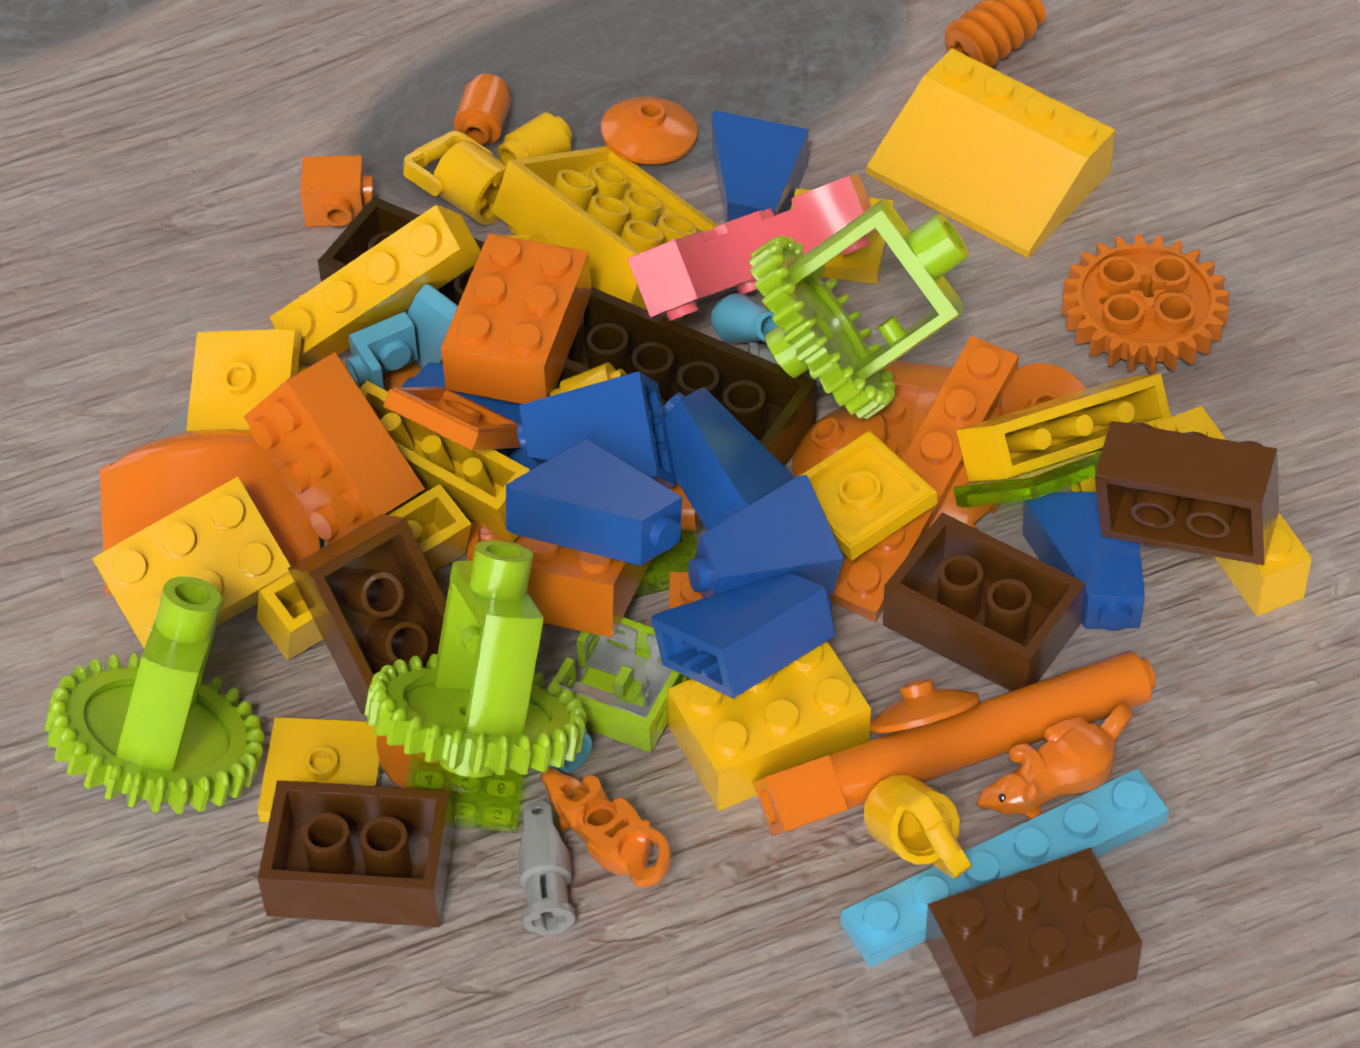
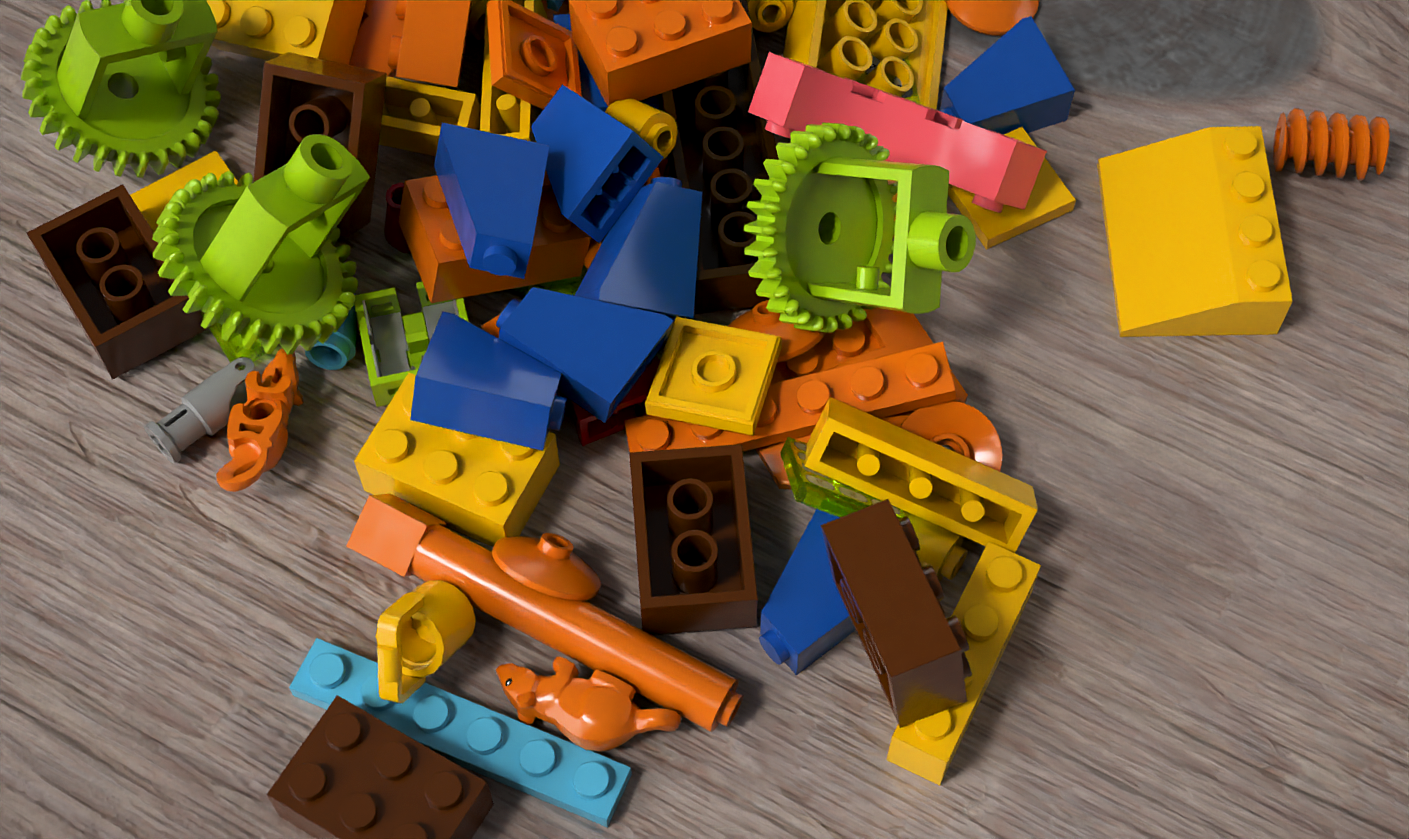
camera: 50 degrees right, 10 degrees up
(1145, 303) = (1141, 452): orange gear -> none

